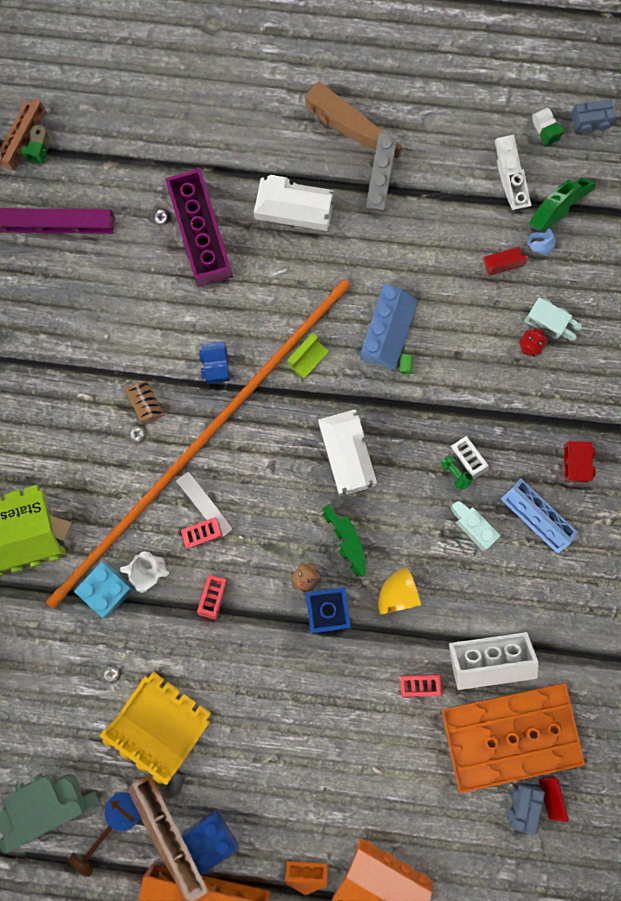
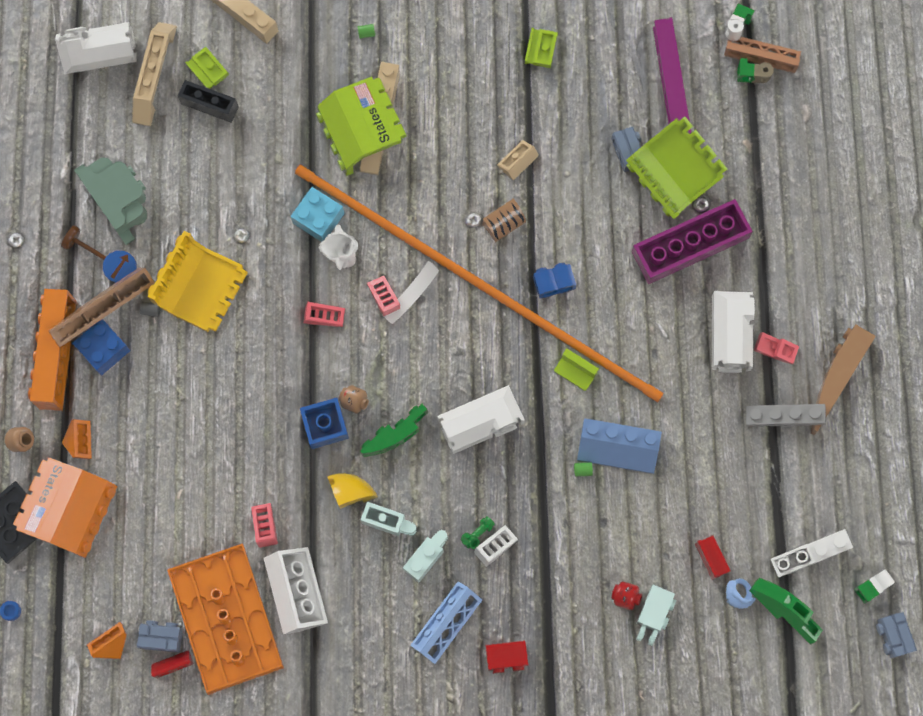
camera: 80 degrees right, 5 degrees down
(82, 380) = (518, 159): none -> tan slope
(93, 271) = (626, 143): none -> sand blue brick
(120, 226) = (676, 166): none -> lime hinge
(315, 170) = (775, 348): none -> coral slope
(435, 559) = (387, 520): none -> light aqua hinge
(525, 864) = (109, 644): none -> orange slope

